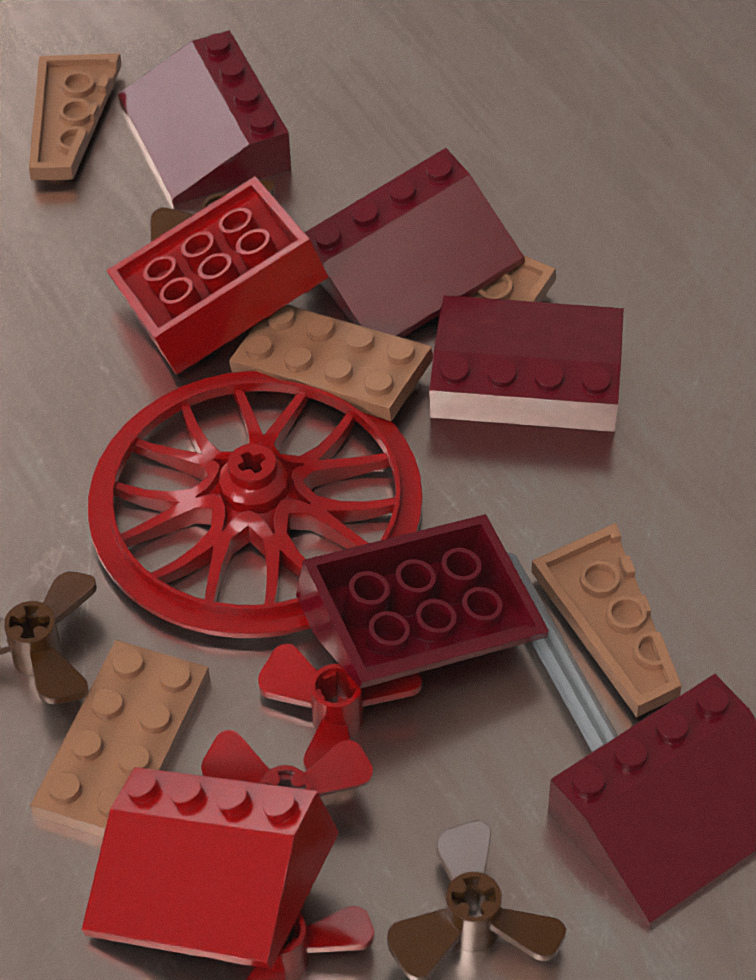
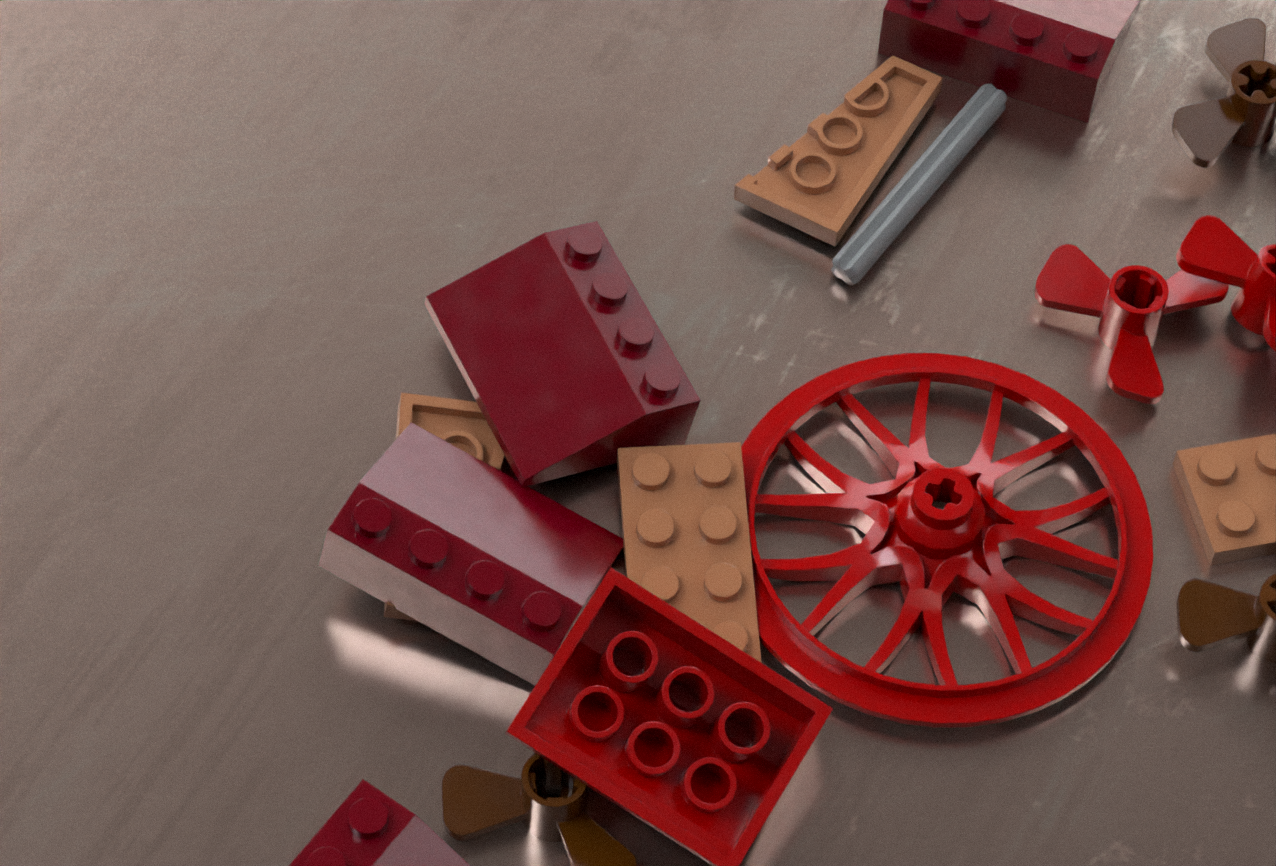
camera: 125 degrees left, 5 degrees up
(418, 601) = (989, 273): dark red slope -> none

